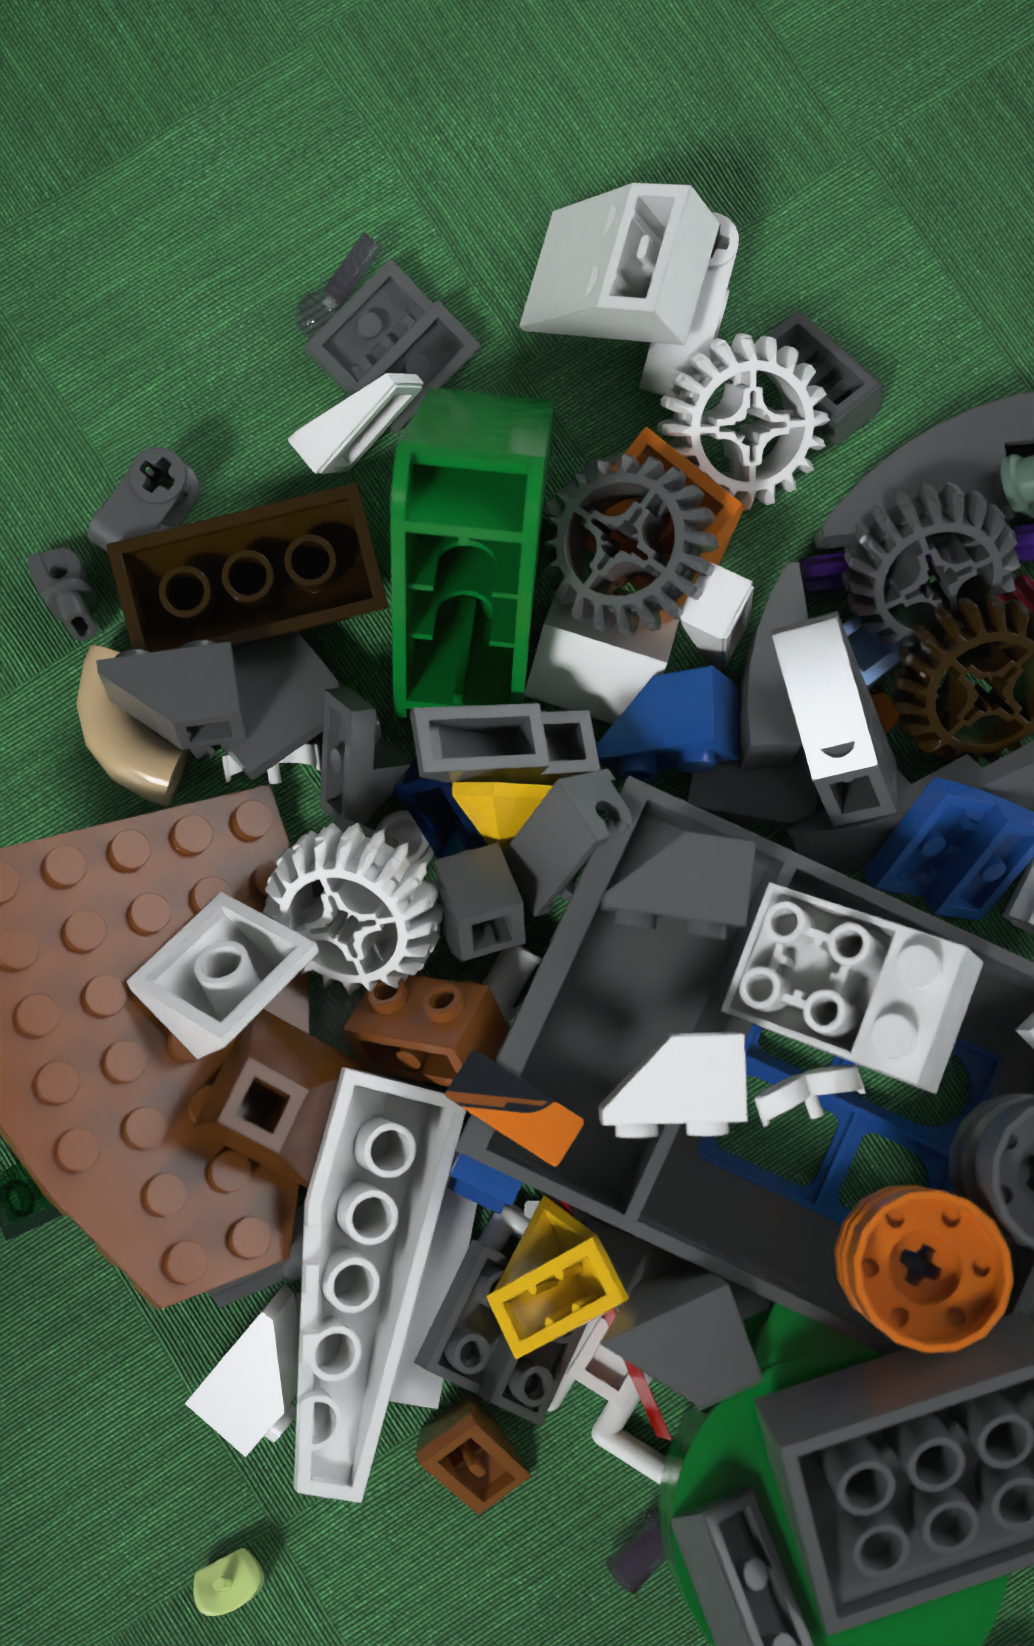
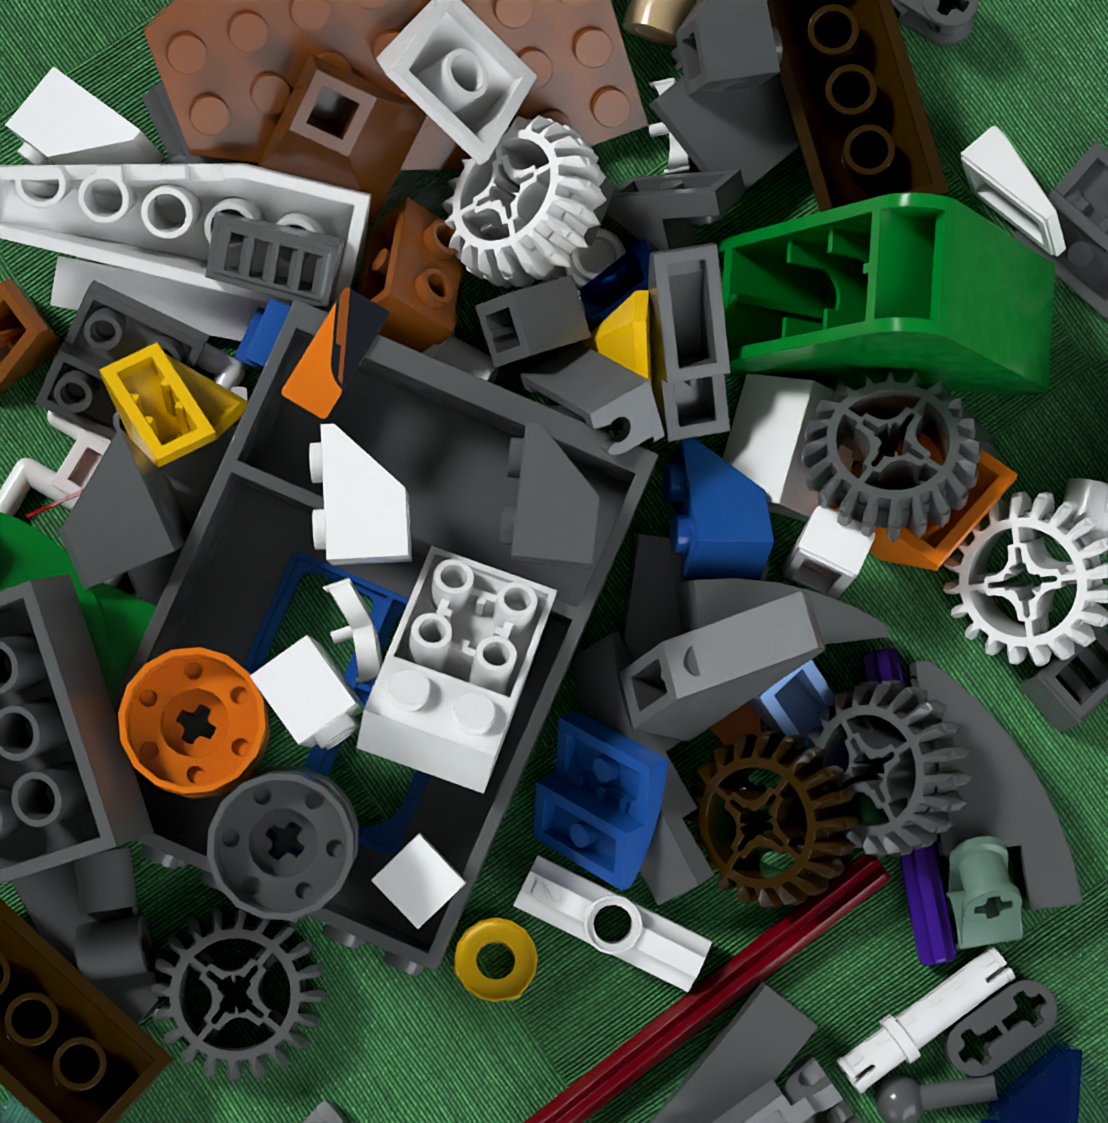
camera: 90 degrees right, 0 degrees up
(391, 1141) = (325, 246): none -> dark grey slope
(893, 1142) = (310, 695): none -> white brick

